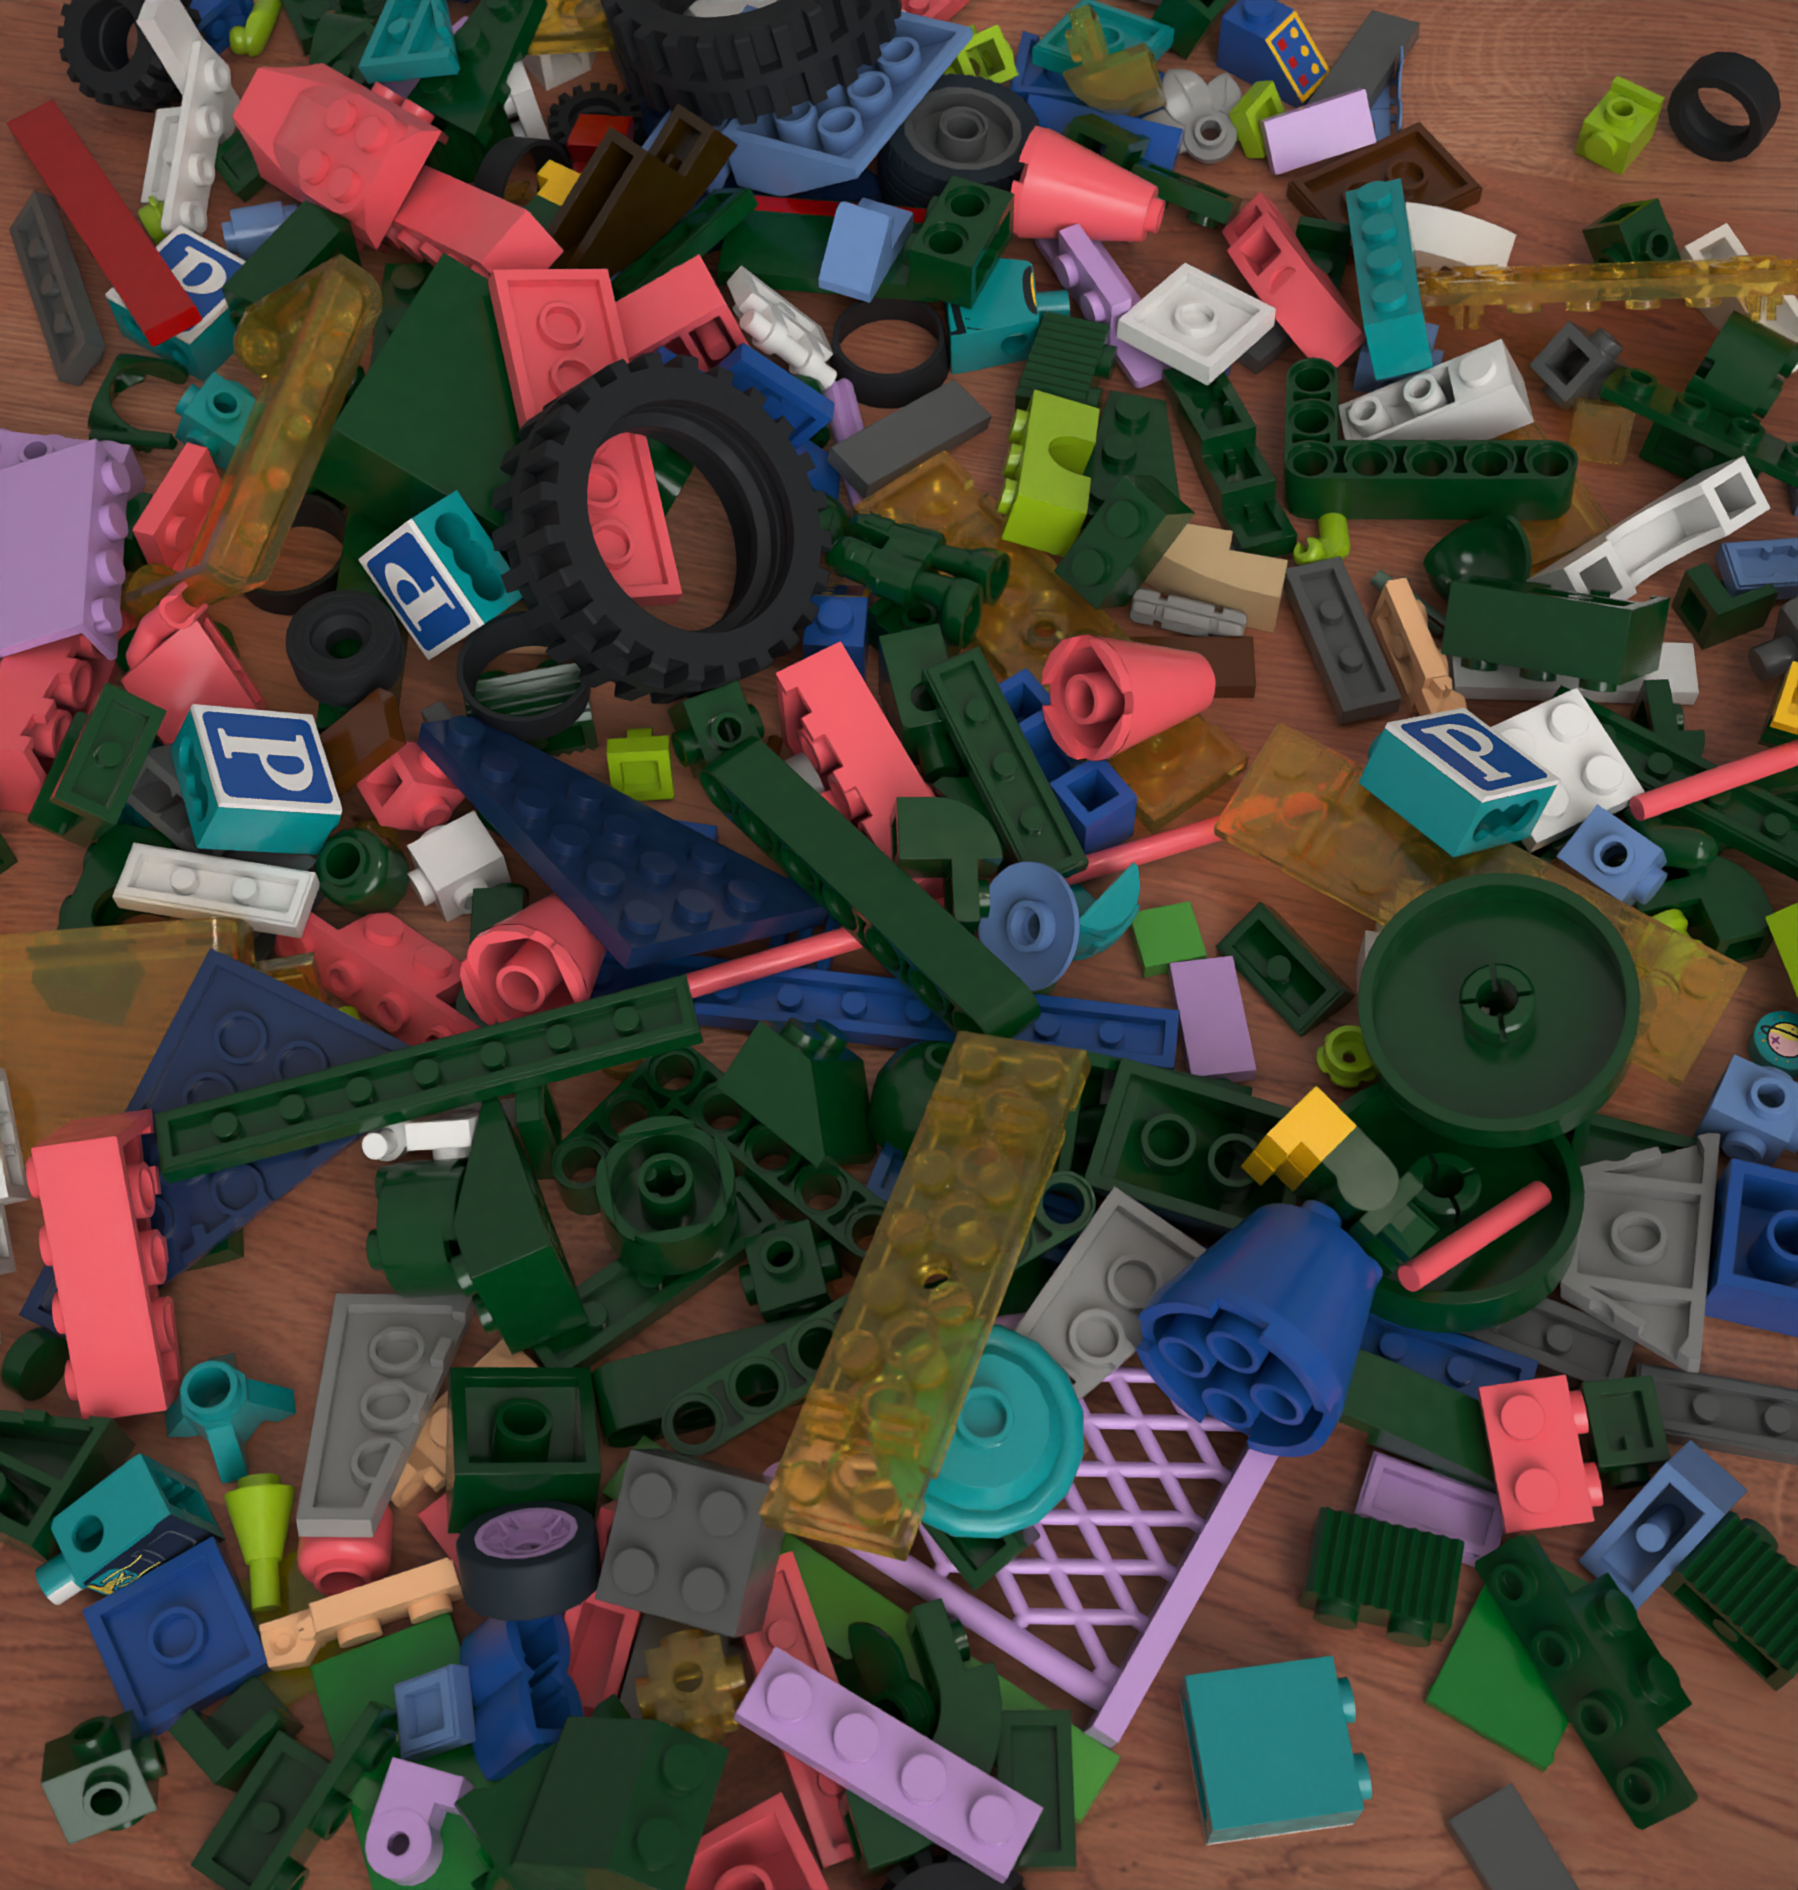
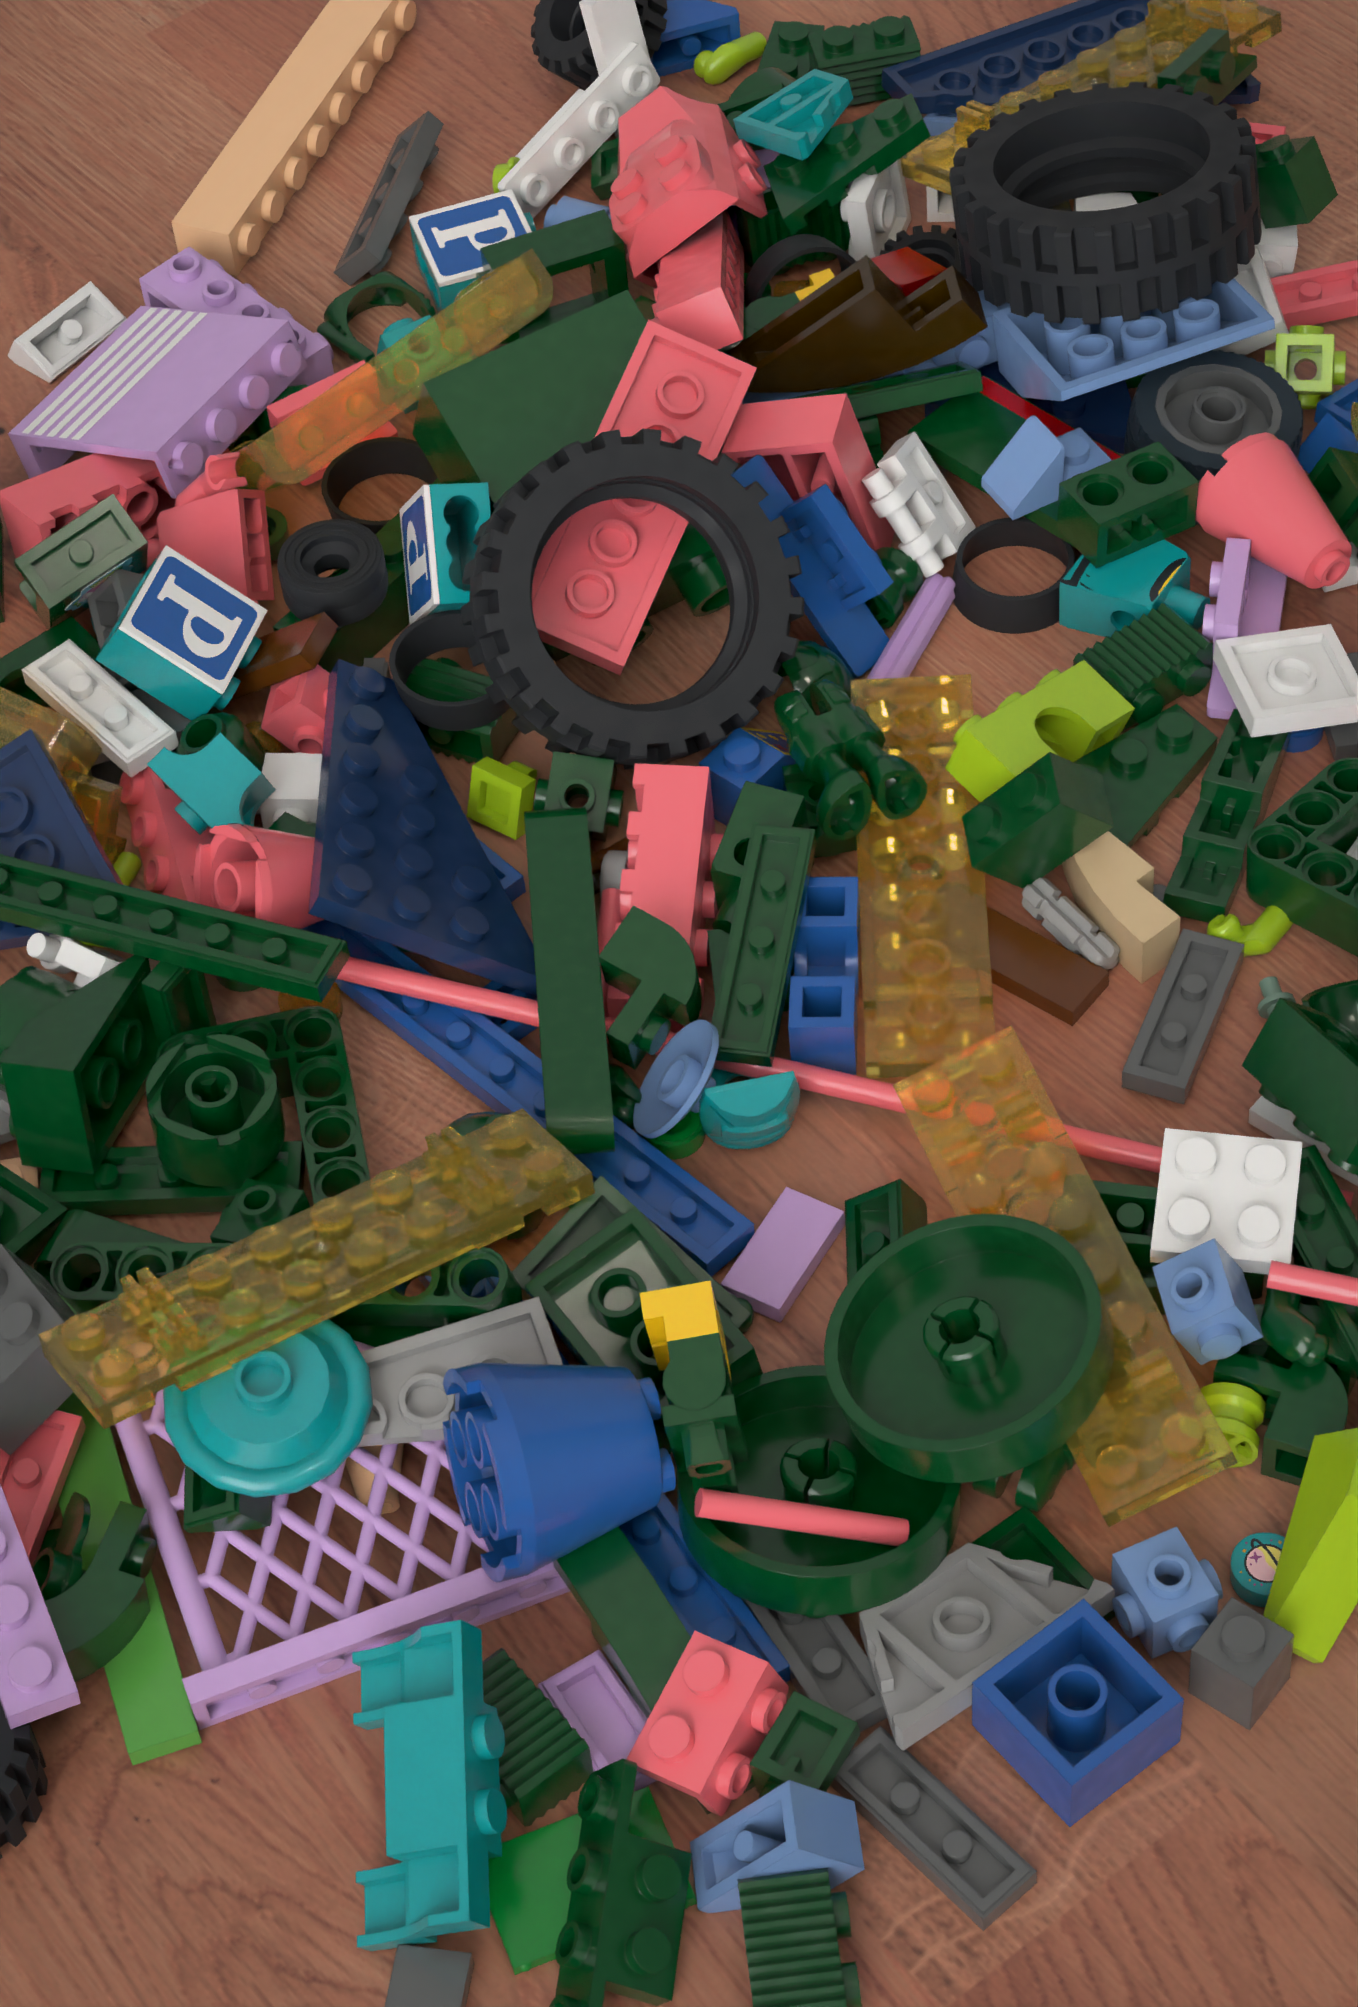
camera: 40 degrees right, 10 degrees down
(105, 224) = (456, 161): red tile -> none
(406, 907) = (214, 784): none -> teal brick
(805, 1090) = (386, 1091): dark green slope -> none
(908, 438) = (984, 650): dark grey tile -> none
(1038, 1764) = (114, 1706): dark green tile -> none
(1120, 693) = (912, 935): coral cone -> none
(1166, 937) = (807, 1166): bright green tile -> none
(1273, 1750) = (301, 1799): teal piece -> none
(1411, 651) = (1229, 1078): light nougat hinge -> none
(1420, 1681) = (438, 1785): none -> teal bracket
(1457, 781) = (1102, 1148): piece -> none

